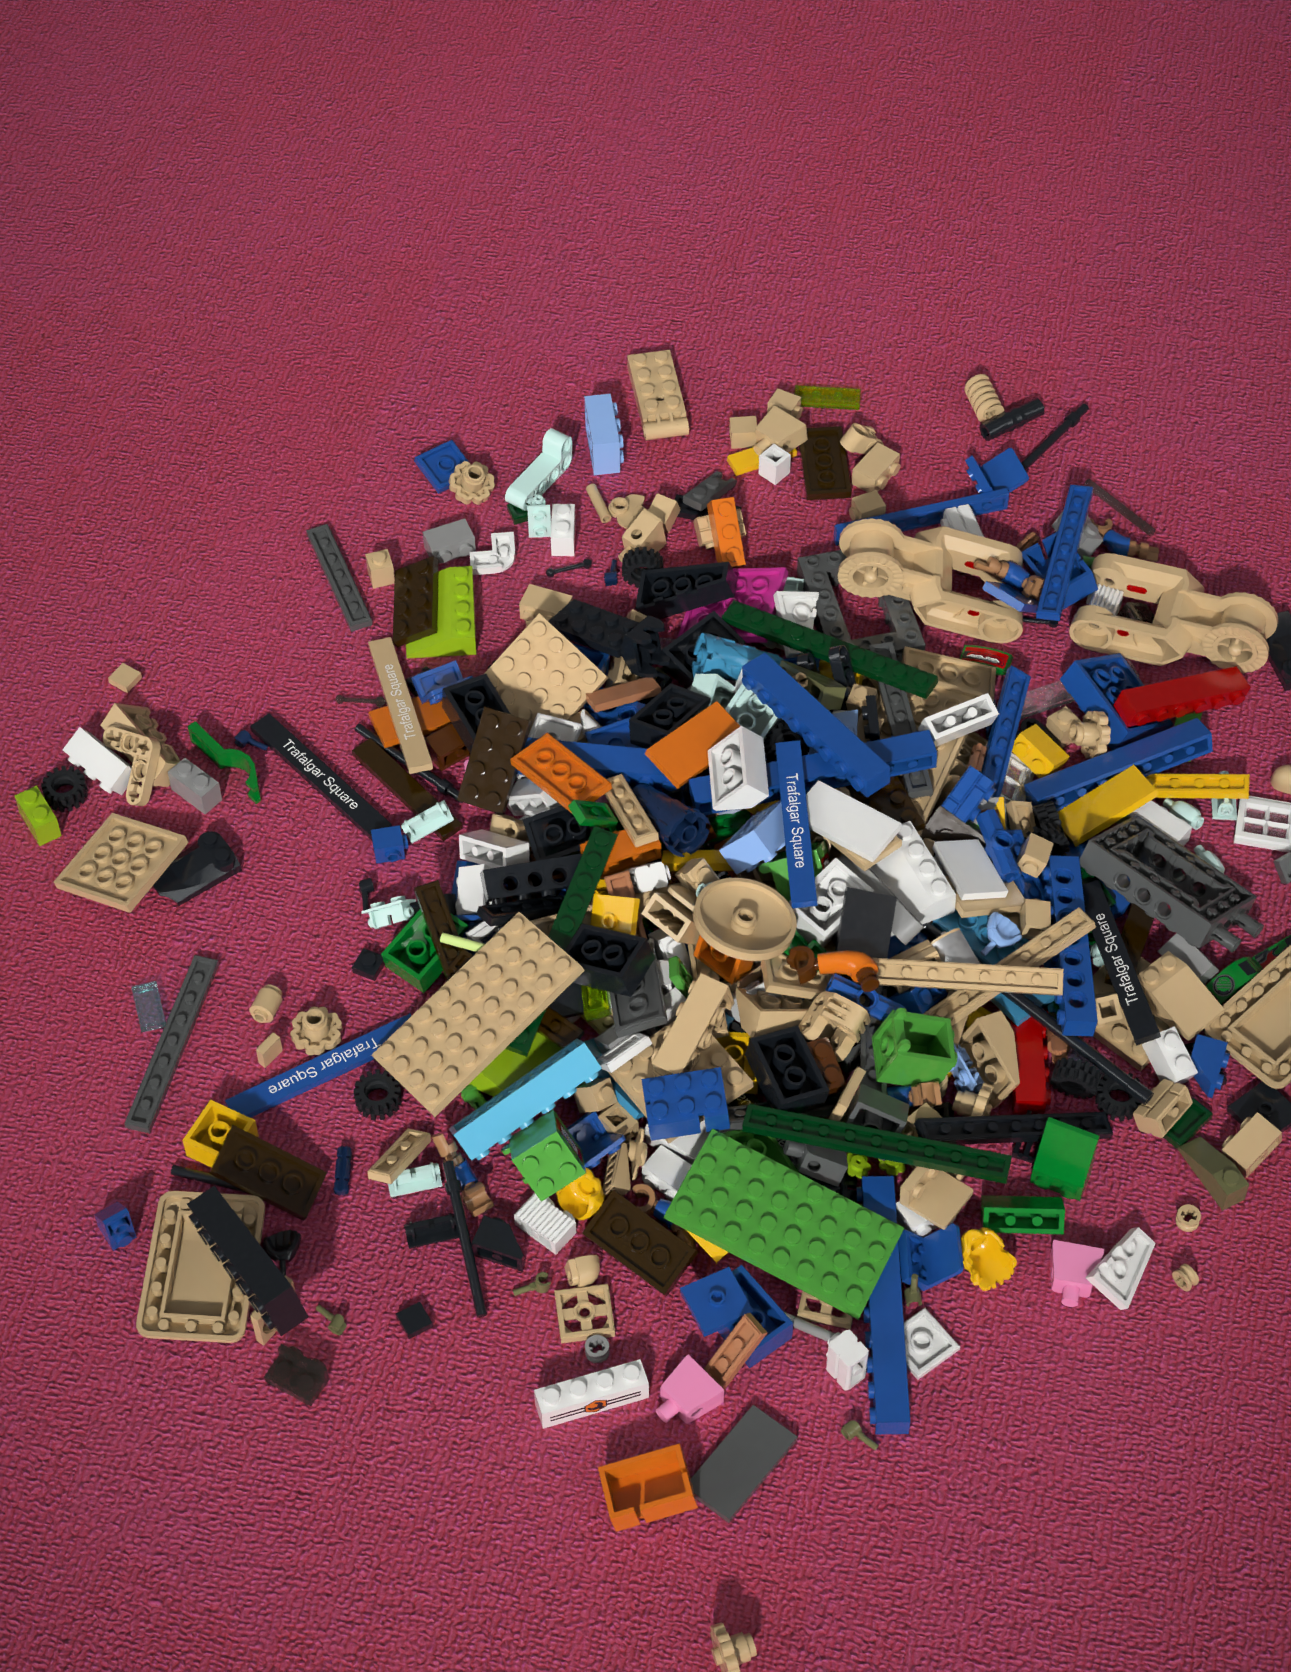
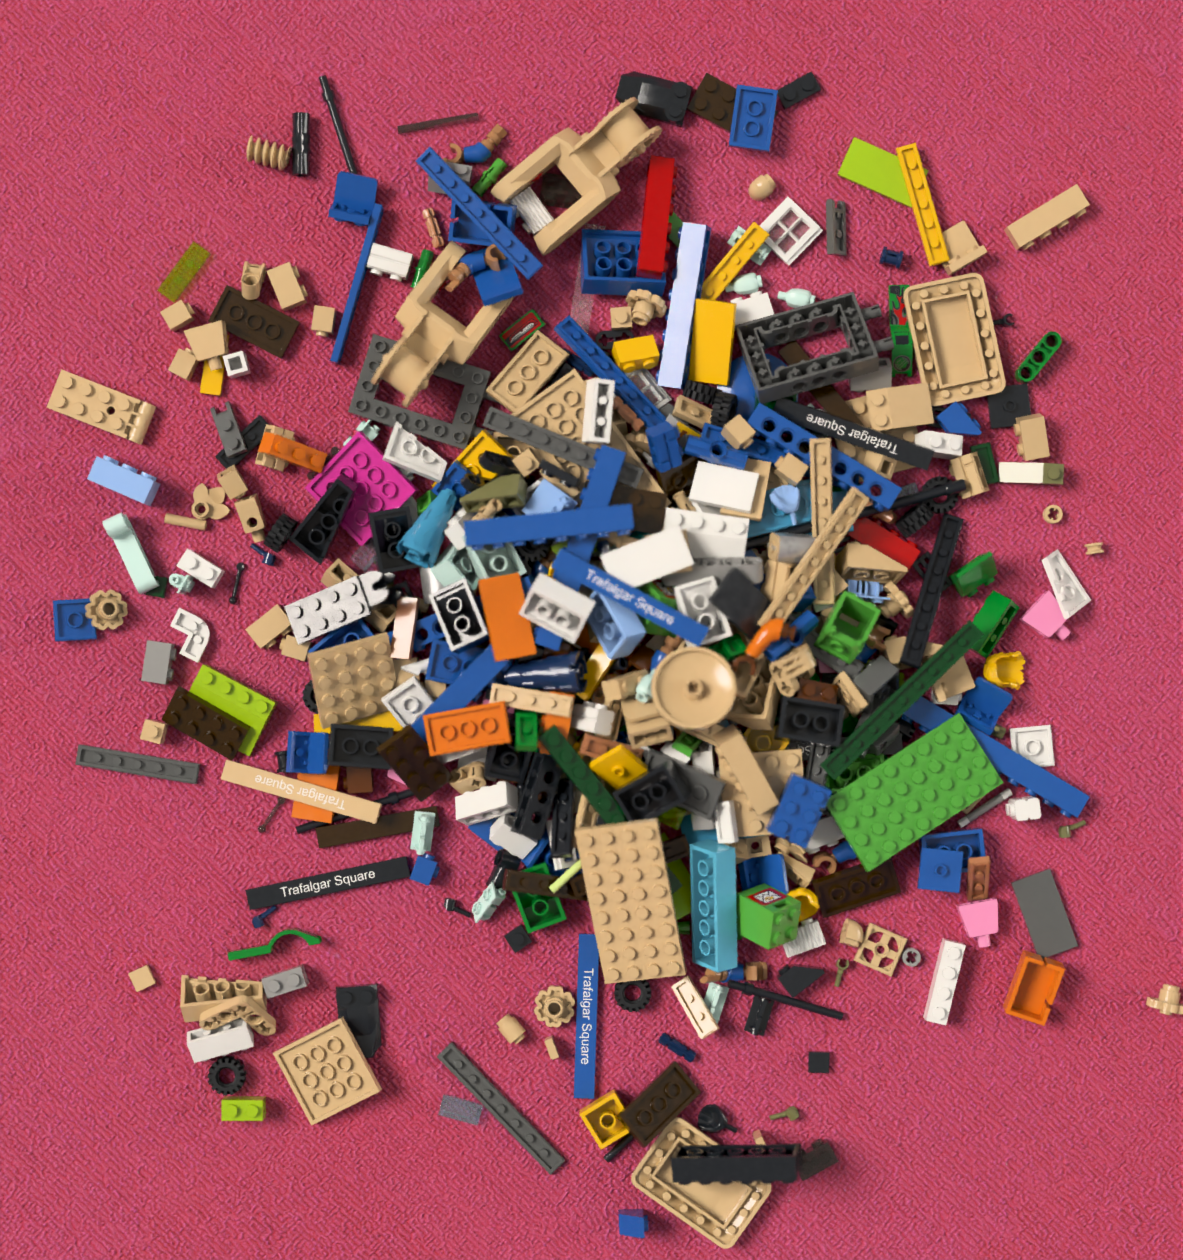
camera: 60 degrees left, 35 degrees up
(818, 644) = (465, 456): dark green plate -> none

